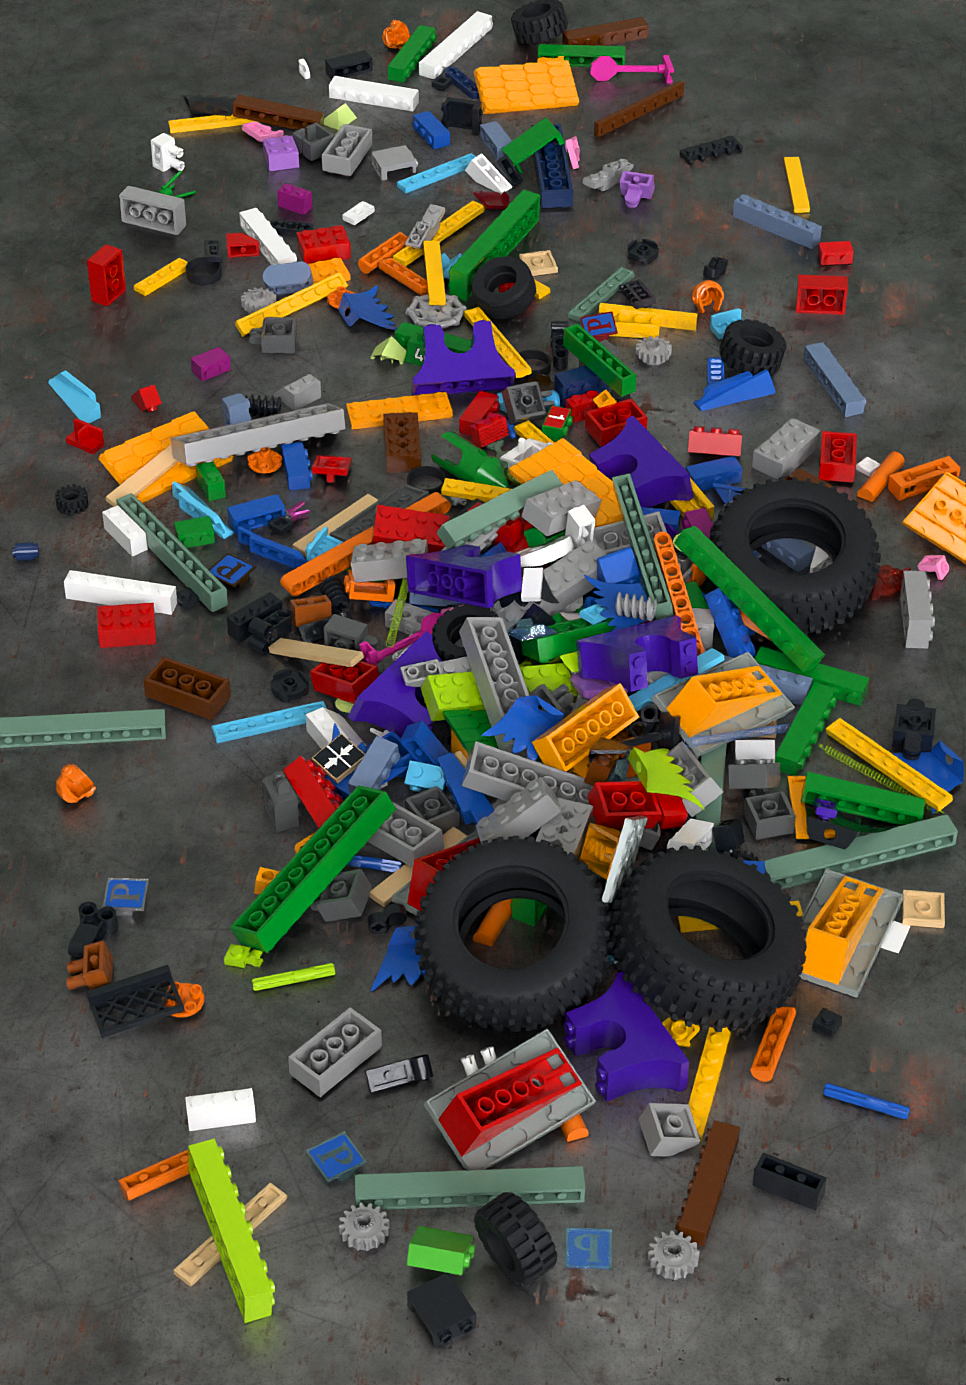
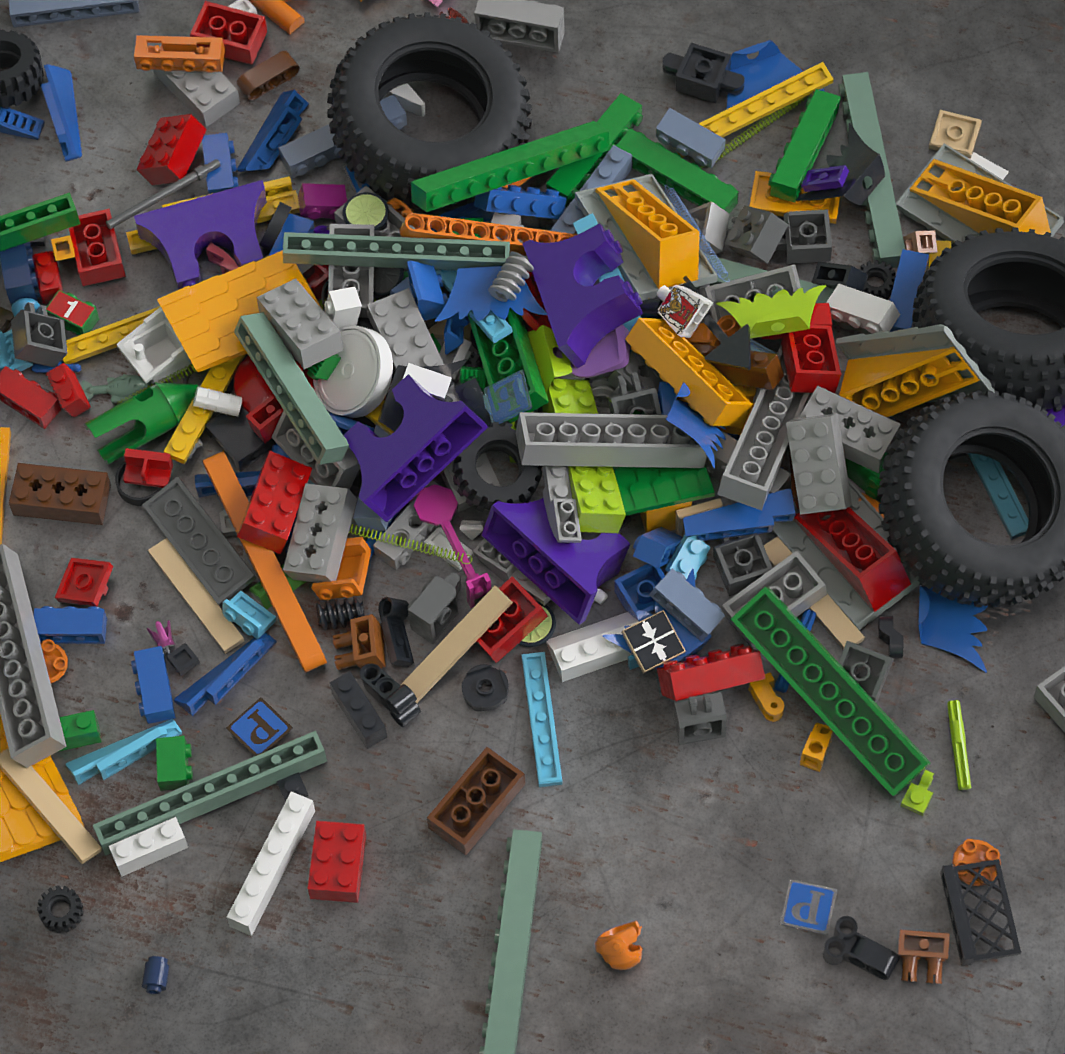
camera: 75 degrees left, 20 degrees up
(431, 477) = (147, 468): none -> red panel
(491, 486) = (217, 401): none -> white axle
(645, 718) = (682, 309): none -> torso
(665, 495) = (275, 226): none -> black tyre
(696, 456) = (198, 174): none -> dark grey bar
(788, 408) = (179, 53): none -> orange brick
(789, 886) = (921, 242): none -> nougat brick
(838, 724) = (690, 138): none -> sand blue brick

